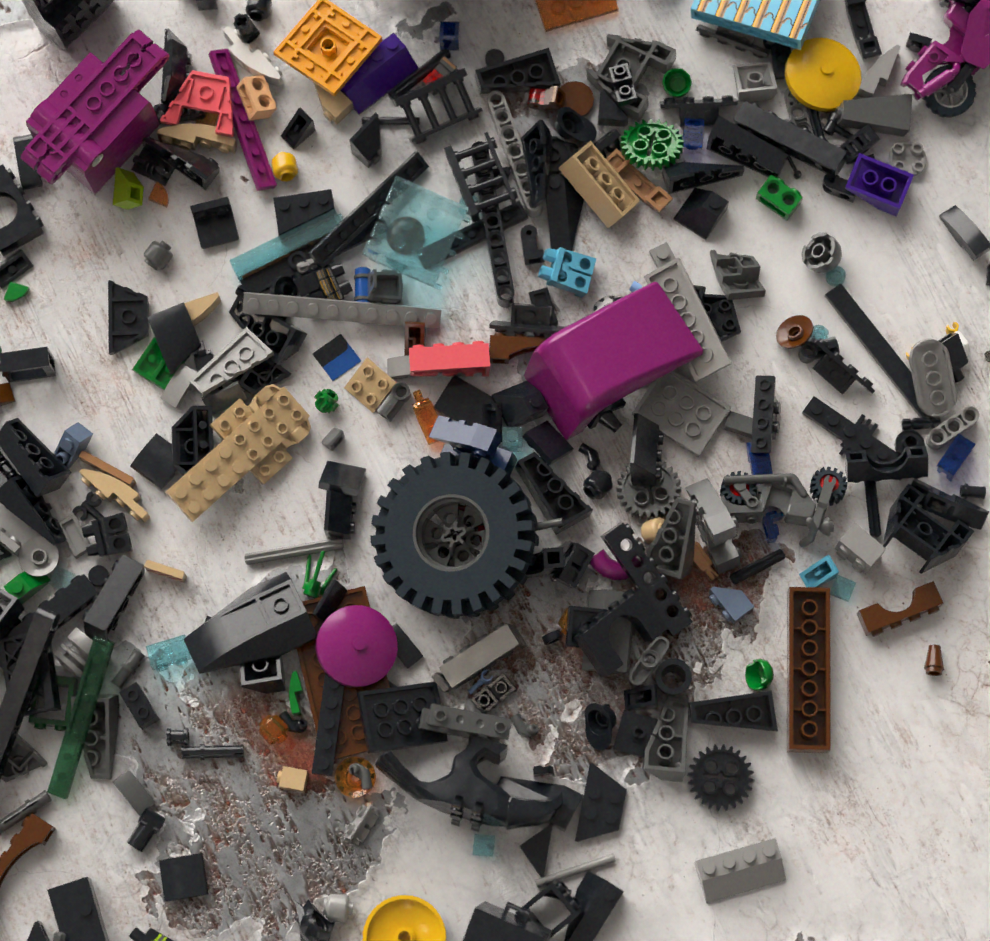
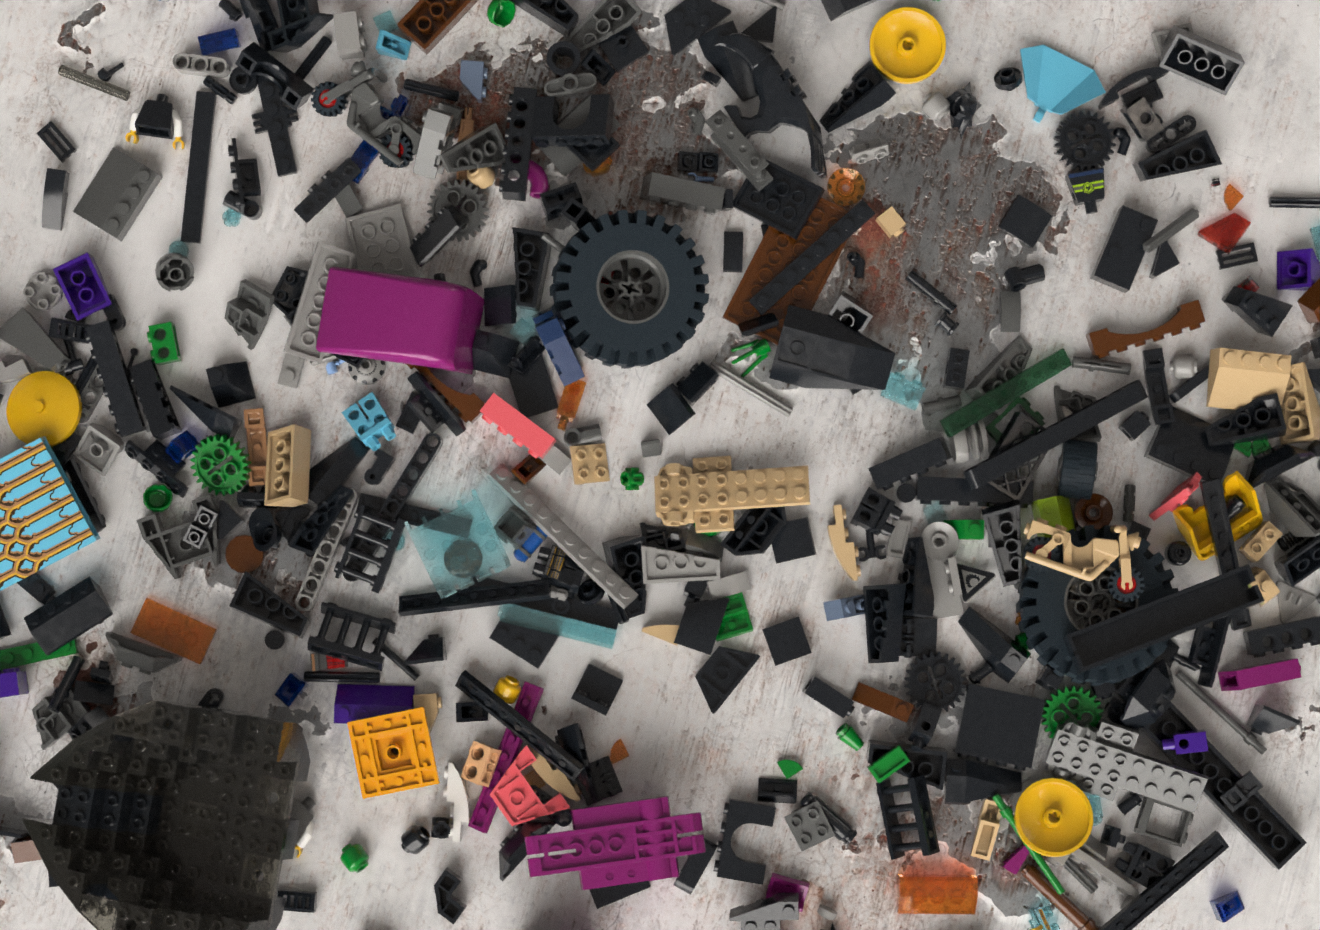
camera: 140 degrees left, 10 degrees up
(97, 382) = (786, 641): none -> black tile
(106, 468) = (834, 566): medium nougat tile -> none
(127, 190) = (639, 775): lime slope -> none
(158, 255) = (660, 702): dark grey head -> none
(166, 571) = (855, 452): tan tile -> none
(256, 145) = (519, 725): none -> black plate
(273, 729) = (875, 269): clear orange head -> none
(295, 689) = (835, 285): green slope -> none
(336, 357) = (595, 509): sticker -> none
(356, 646) = (767, 274): magenta dish -> none
(362, 773) = (839, 181): dark grey arm -> none
(405, 865) = (864, 95): none -> black wedge
(483, 845) = (796, 63): clear light blue tile -> none
(546, 98) = (265, 571): reddish brown leg -> none
(552, 637) = (621, 164): black tile -> none
(597, 484) = (491, 245): black head -> none
(599, 725) = (643, 73): black piece -> none
(794, 331) = (247, 240): reddish brown dish -> none
(922, 276) = (117, 194): none -> dark grey slope
(933, 378) = (182, 109): light grey tile -> none

